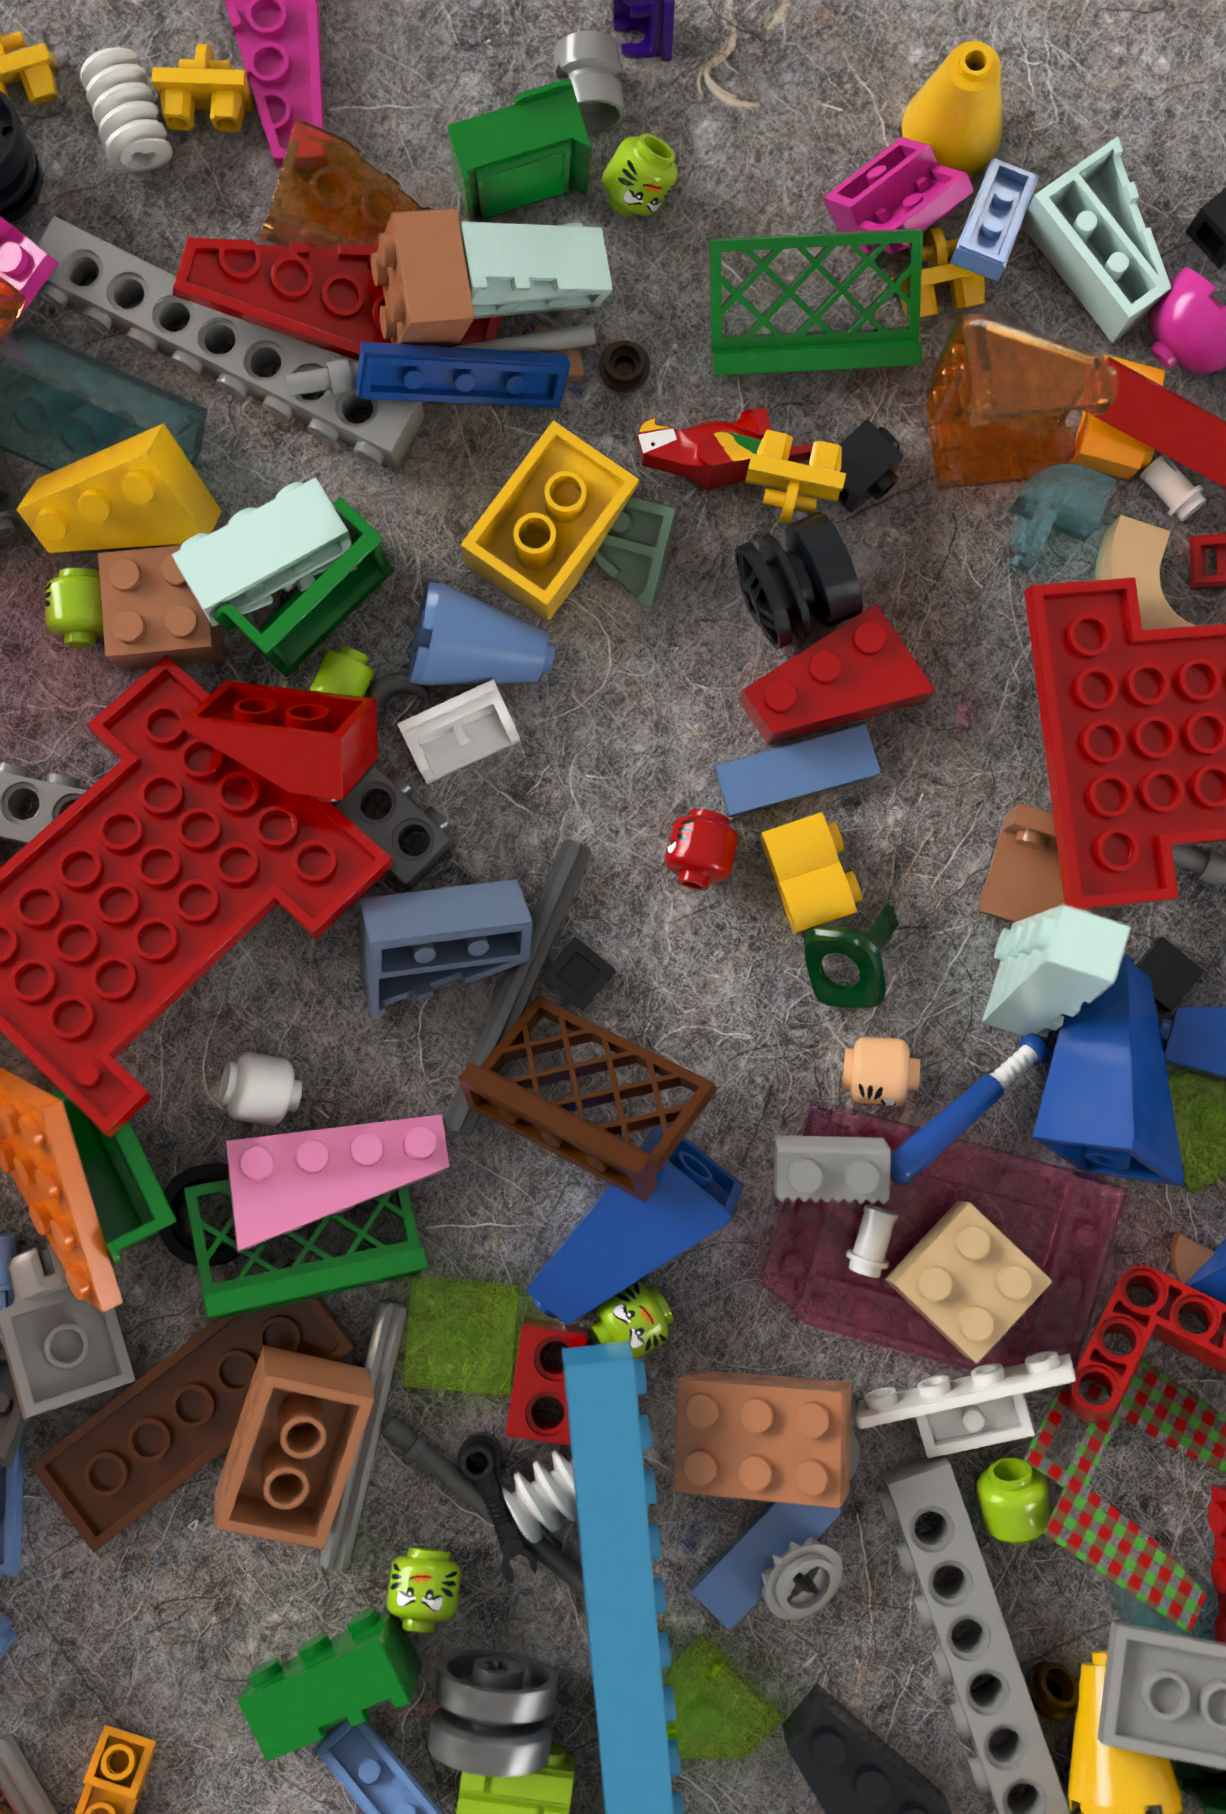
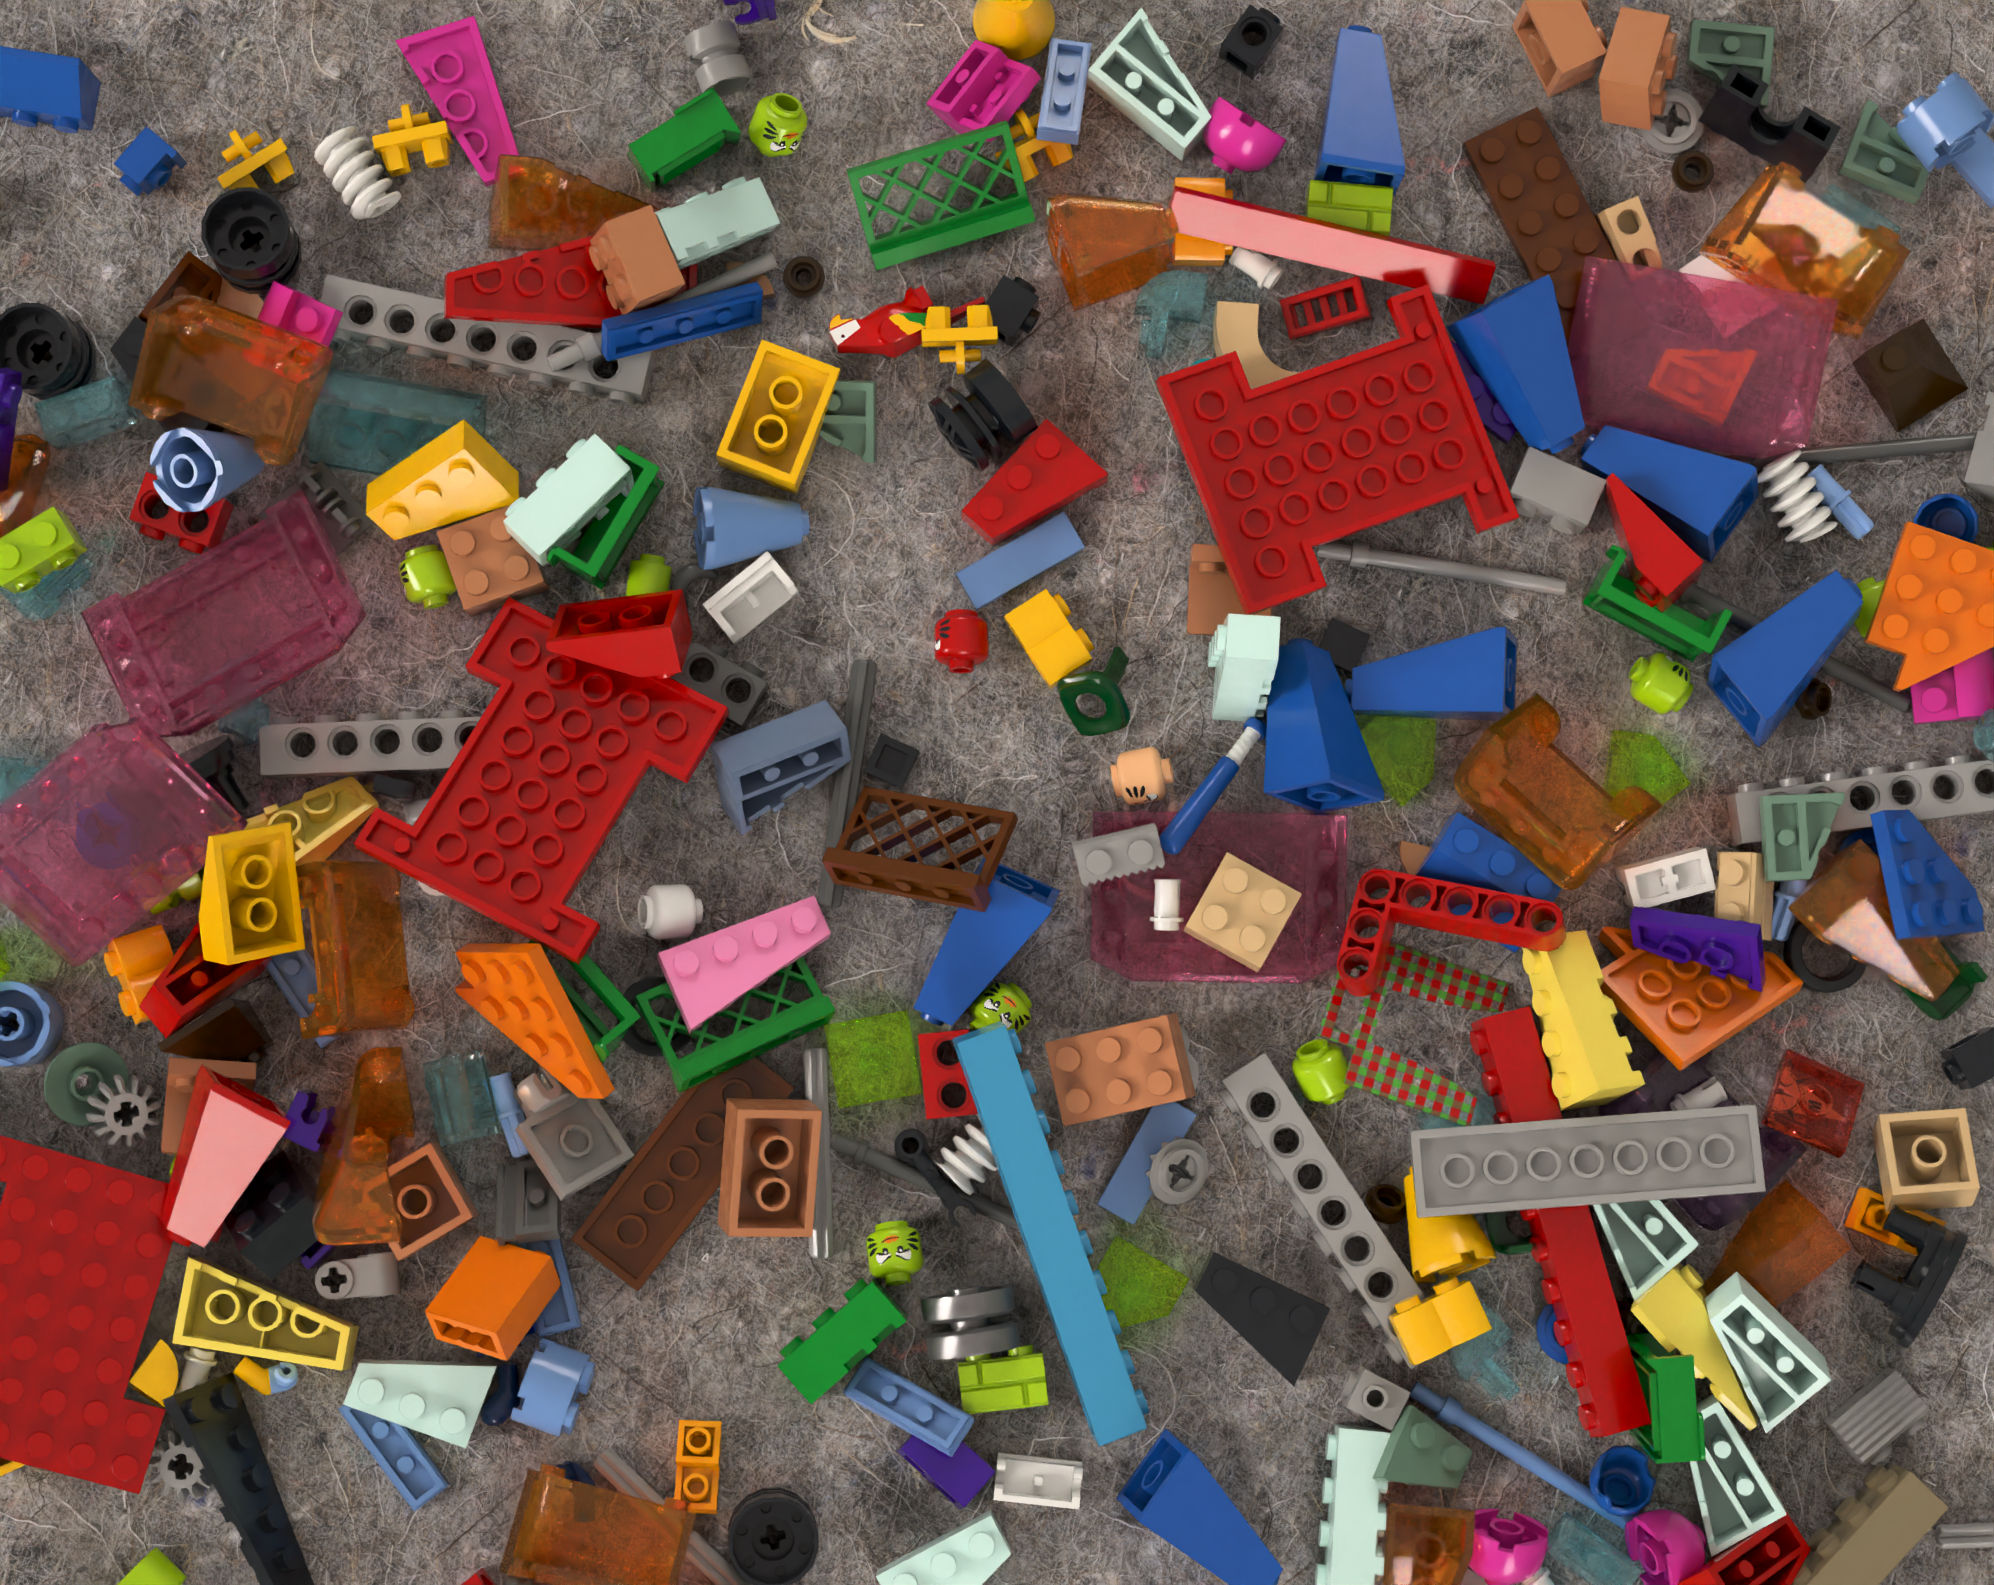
camera: 20 degrees left, 0 degrees up
(969, 1409) = (1272, 1012): white bracket -> none

